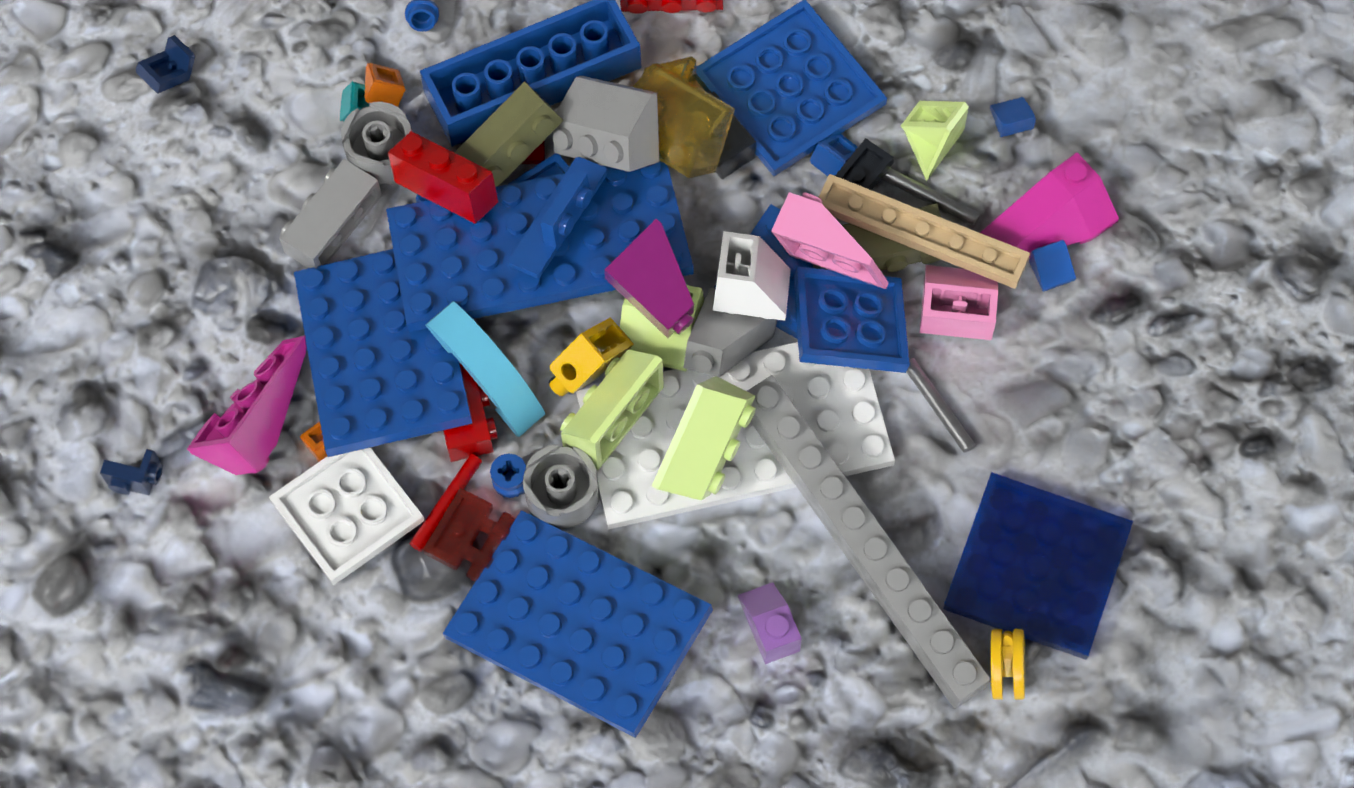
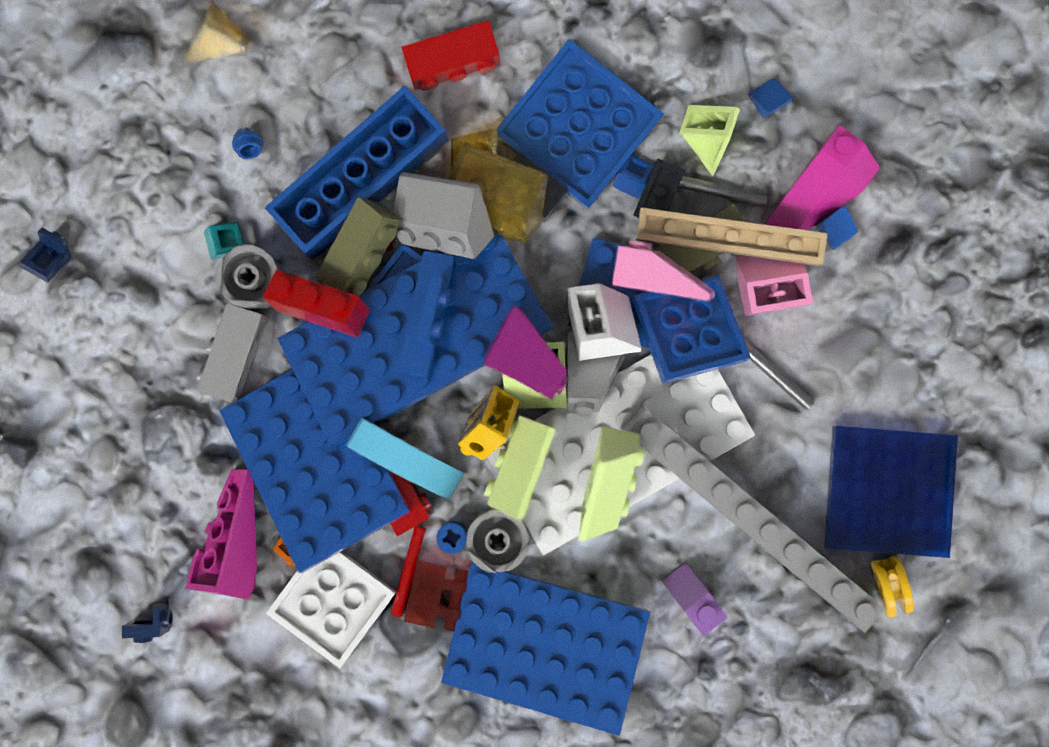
camera: 20 degrees left, 20 degrees up
(383, 84) = (237, 219): orange slope -> none

